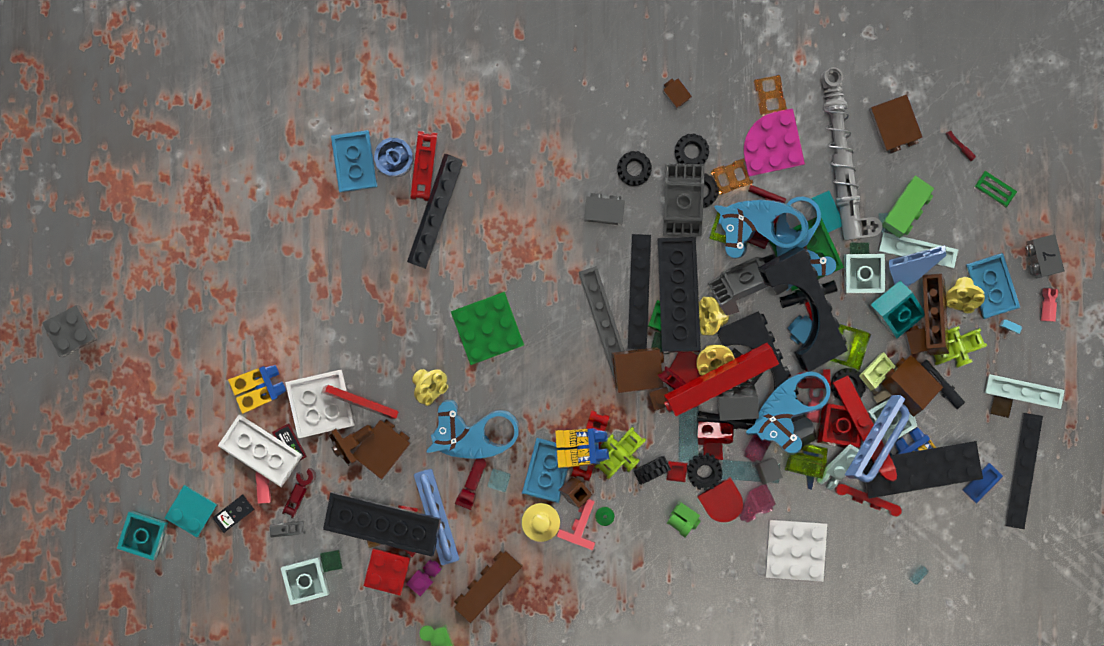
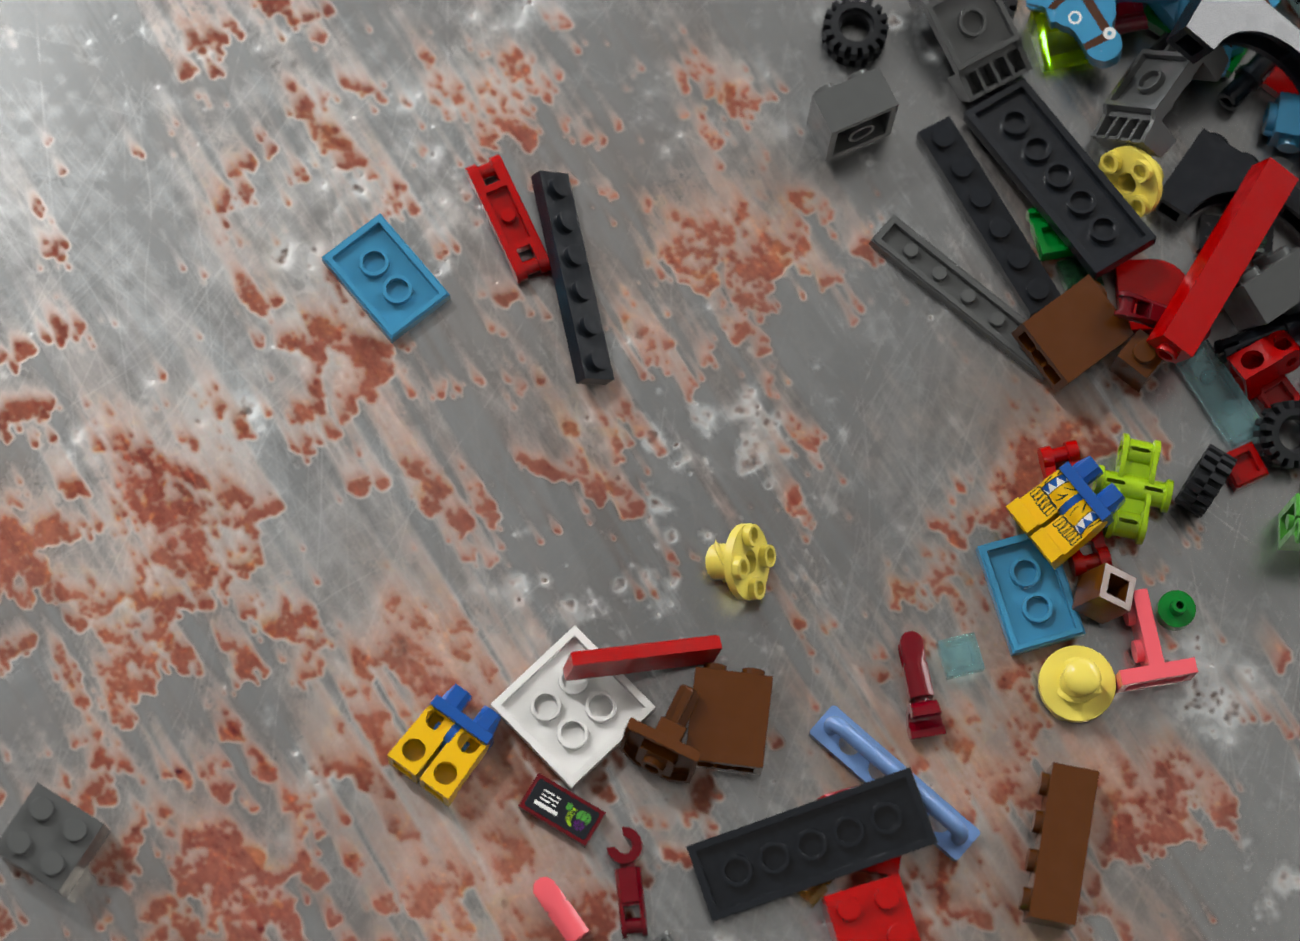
camera: 35 degrees left, 15 degrees down
(260, 450) = (518, 848): white tile -> none
(393, 157) = (450, 227): medium blue brick -> none
(420, 581) = (937, 910): magenta plate -> none
(465, 441) = (846, 626): dark azure animal -> none
(487, 328) = (779, 417): green plate -> none
(713, 357) = (1182, 241): light yellow plate -> none

